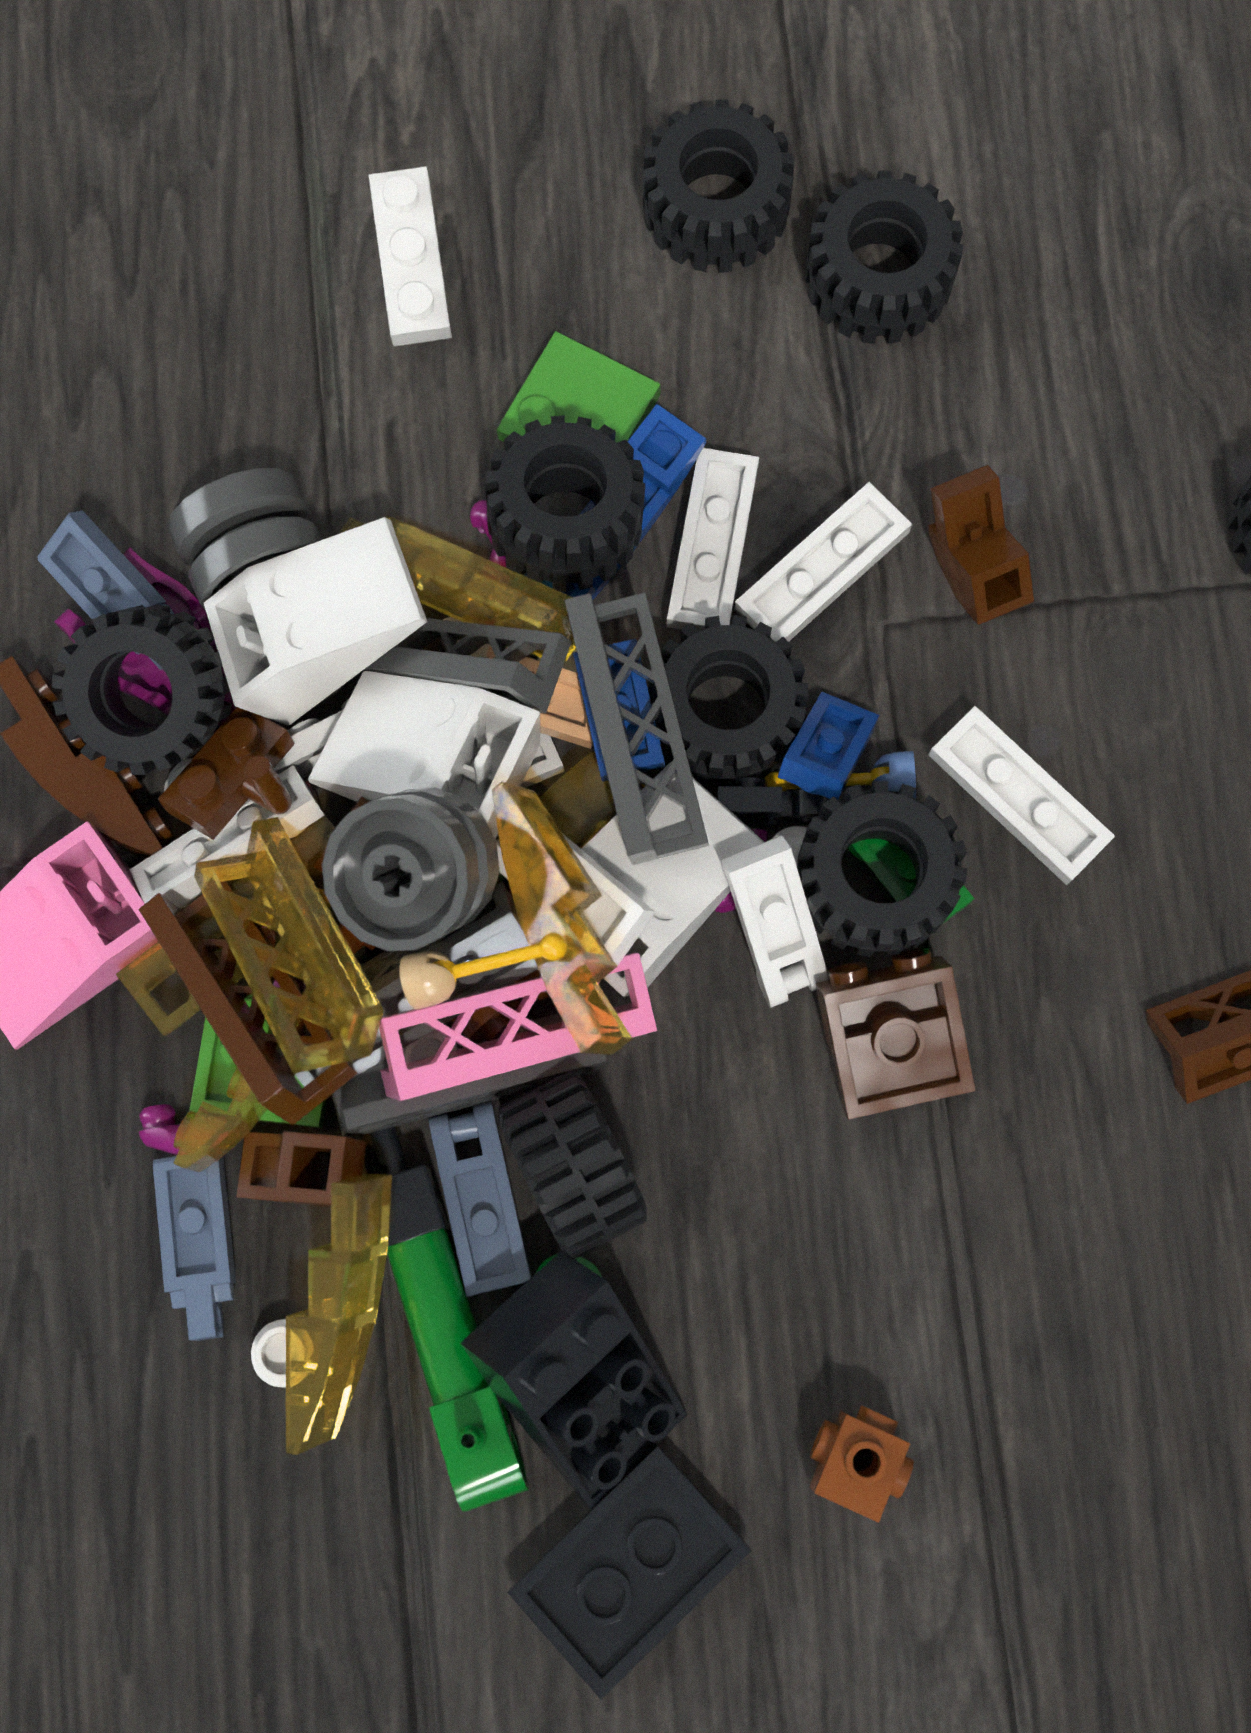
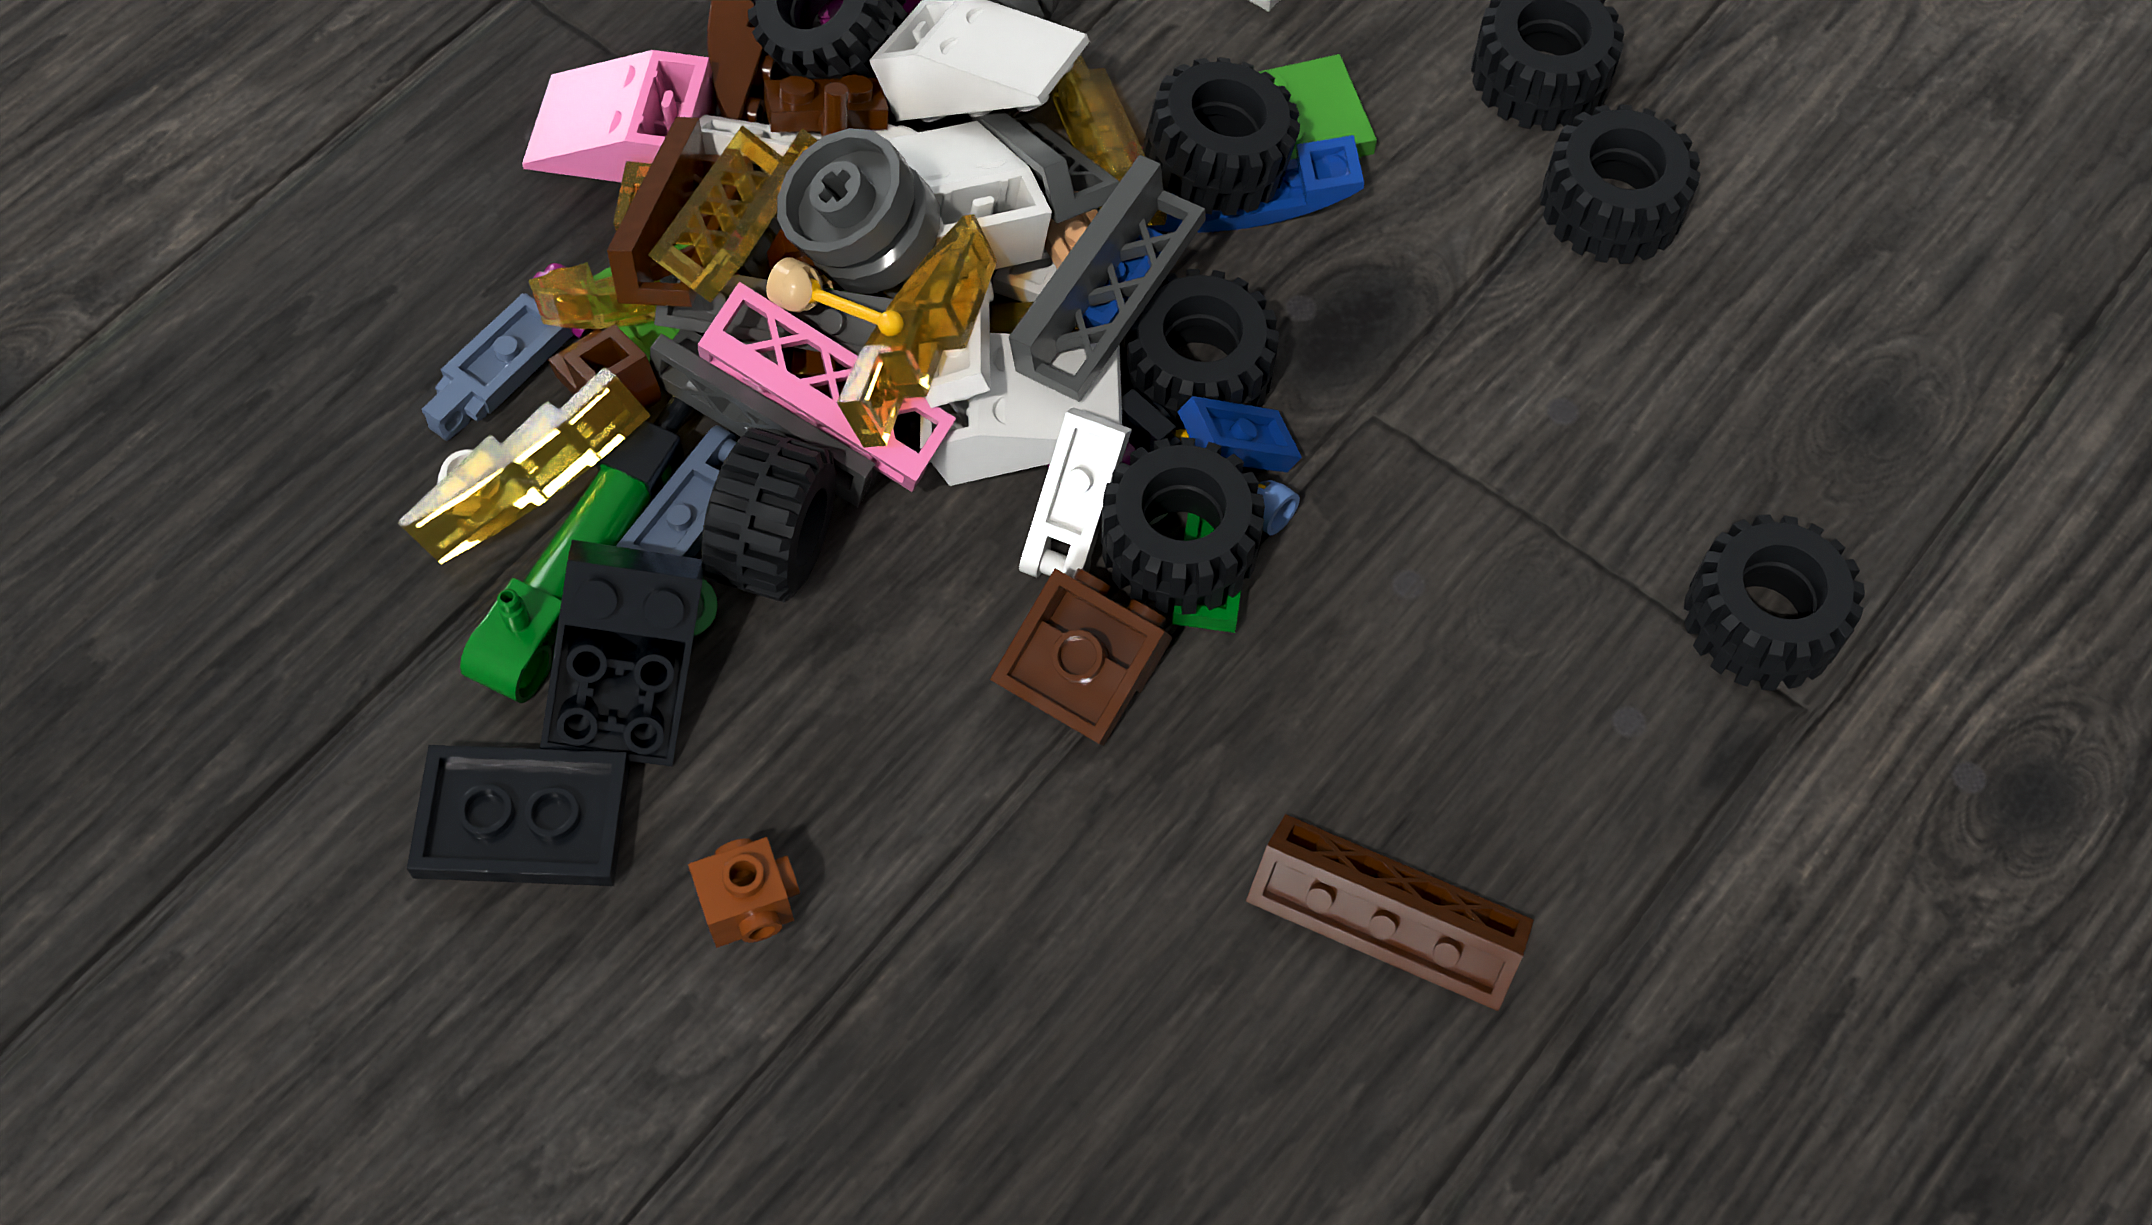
camera: 40 degrees right, 15 degrees down
(712, 538) = (1313, 253): white plate -> none
(824, 564) = (1366, 336): white plate -> none
(974, 548) = (1490, 404): reddish brown brick -> none
(1021, 795) = (1347, 594): white plate -> none

